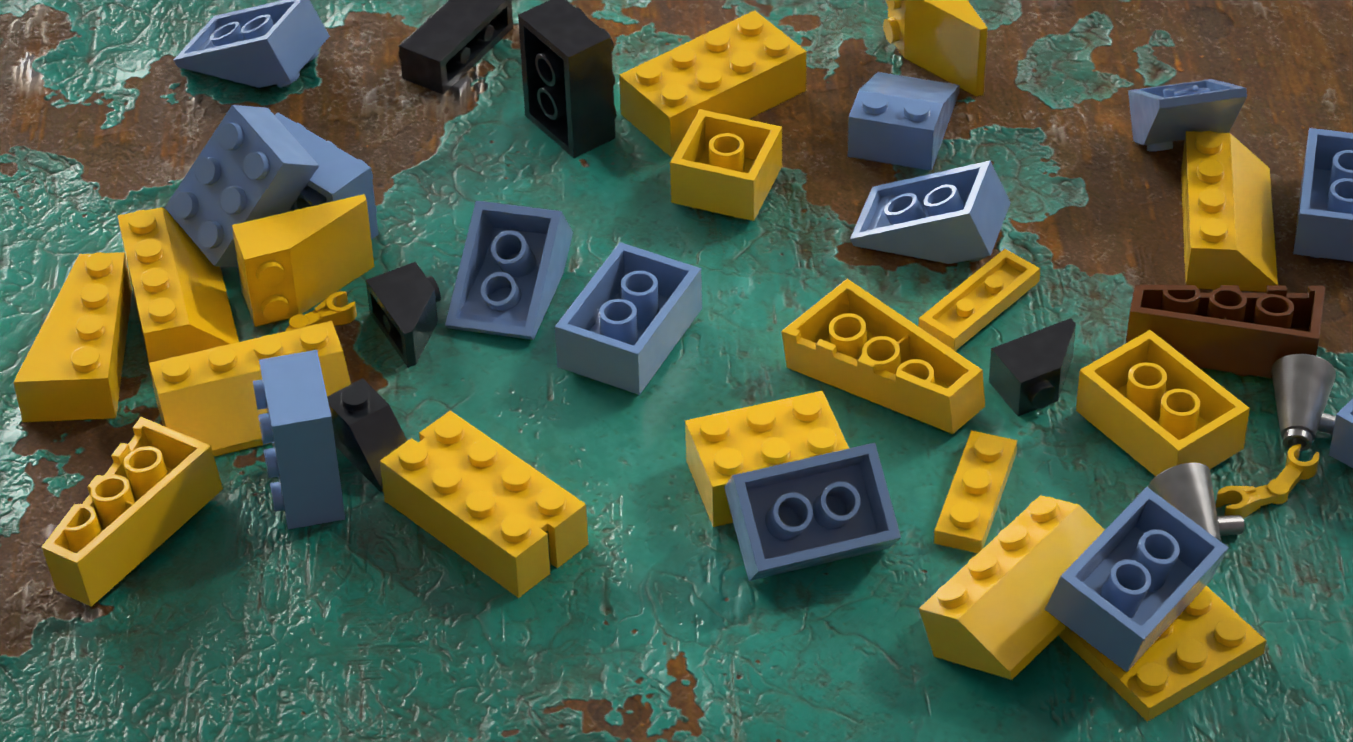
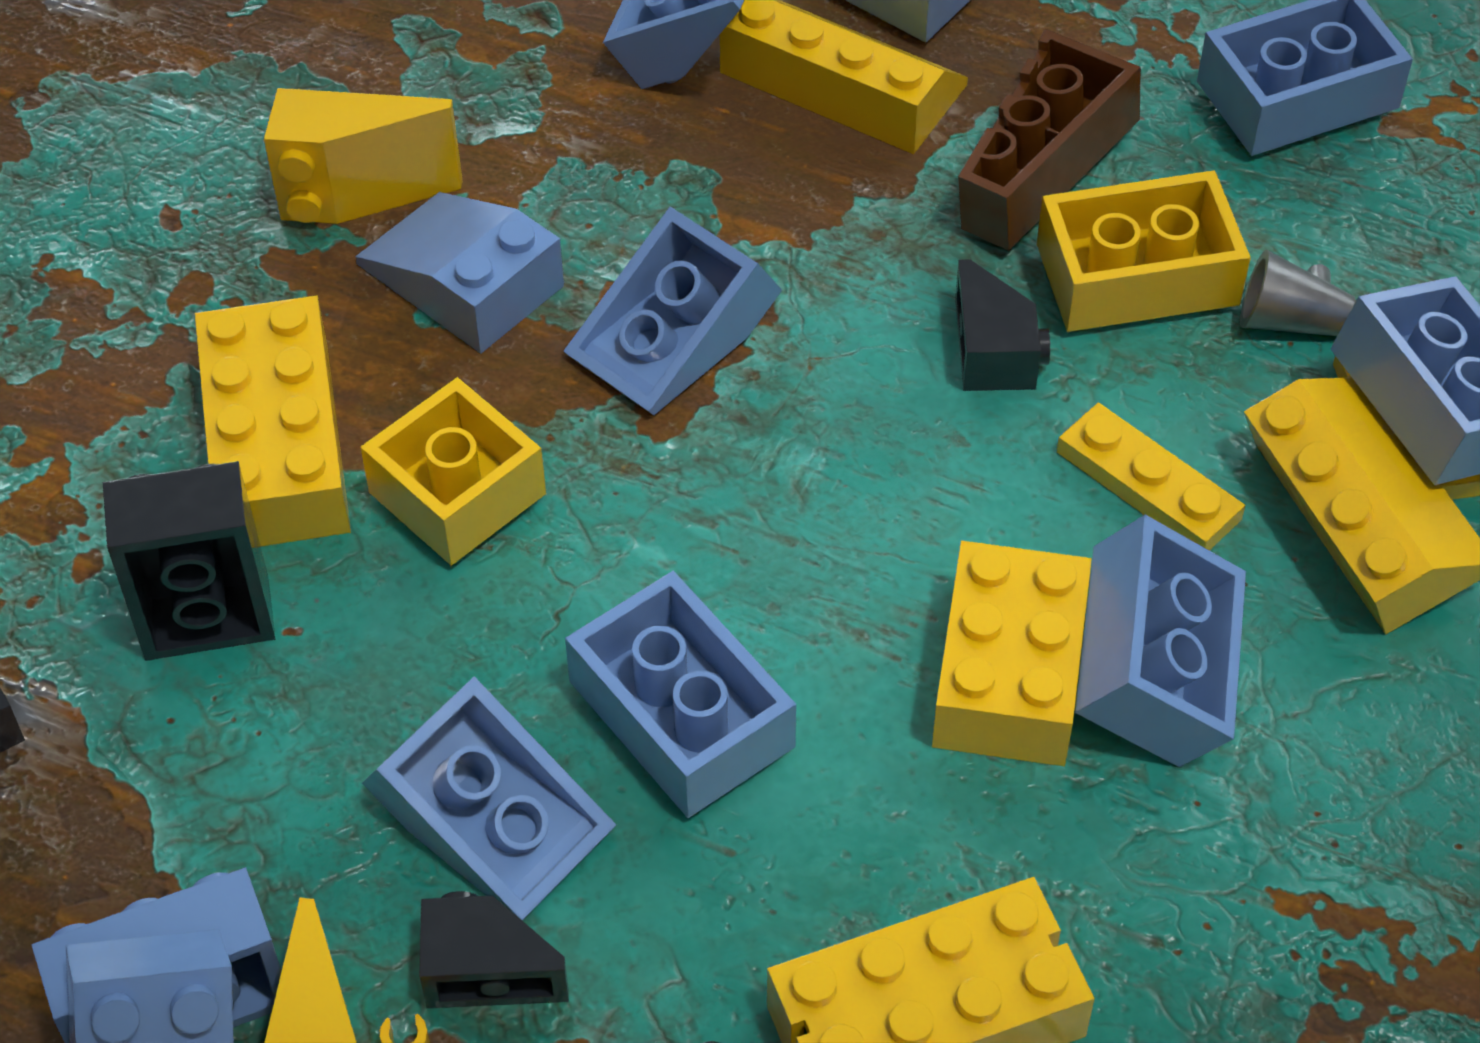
camera: 65 degrees left, 10 degrees up
(883, 358) = (911, 460): yellow wedge -> none
(980, 299) = (842, 336): yellow plate -> none
(1249, 499) = (1282, 217): yellow piece -> none
(1301, 394) = (1175, 136): flat silver piece -> none

